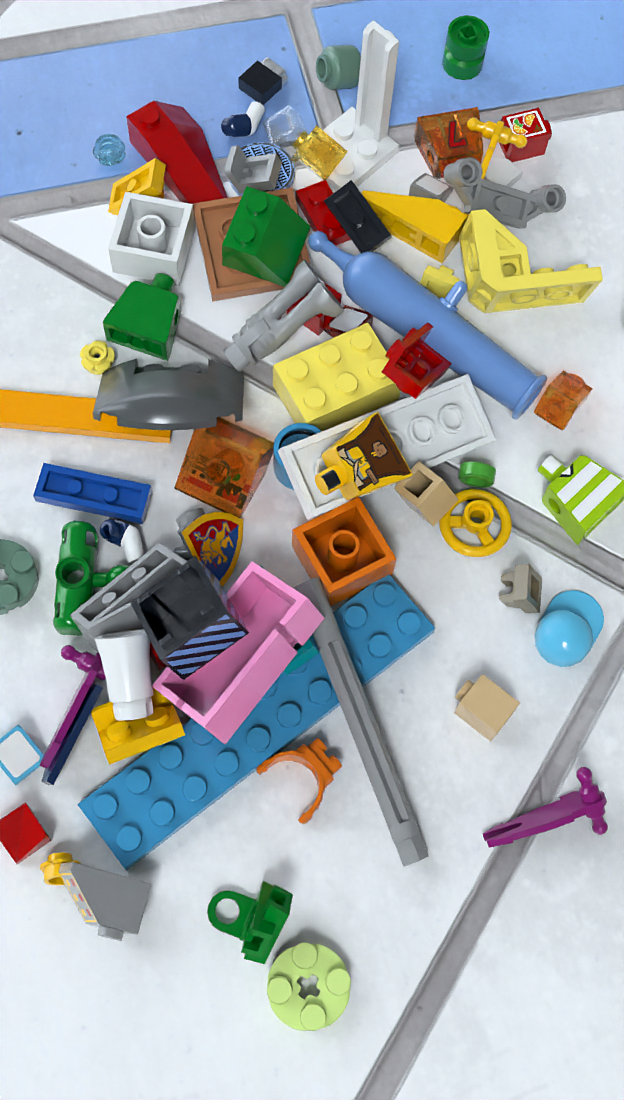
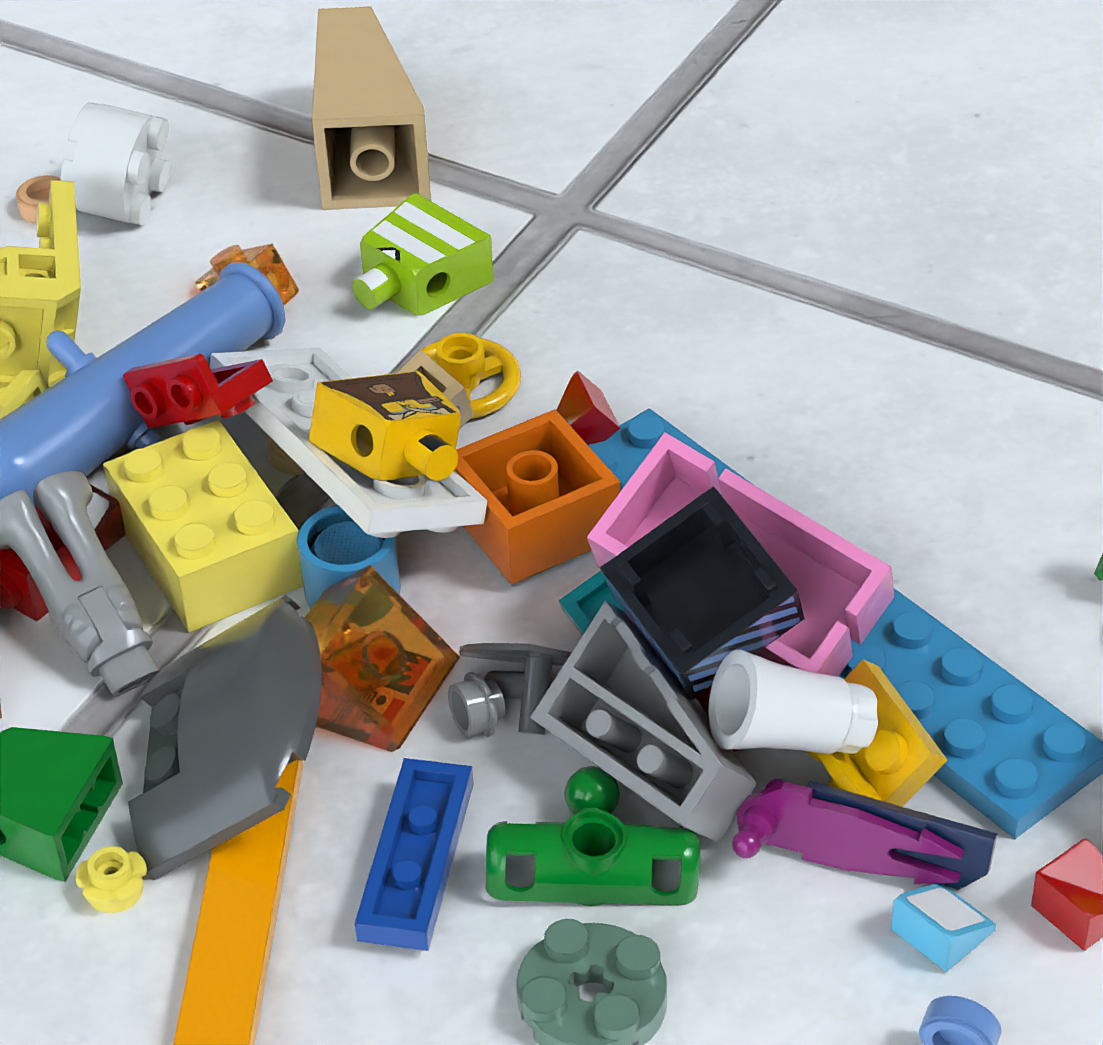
camera: 85 degrees left, 25 degrees down
(124, 536) = (507, 798): arm -> none
(316, 761) = (906, 526): orange helmet -> none
(364, 728) = (869, 453): light grey piece -> none
(420, 586) = (587, 410): none -> red slope
(477, 474) = (383, 356): bright green tile -> none
(485, 706) = (774, 349): tan brick -> none
(526, 589) = (578, 311): dark tan tile -> none
(569, 628) = (637, 286): medium azure cap -> none
(586, 801) = (923, 284): magenta piece -> none

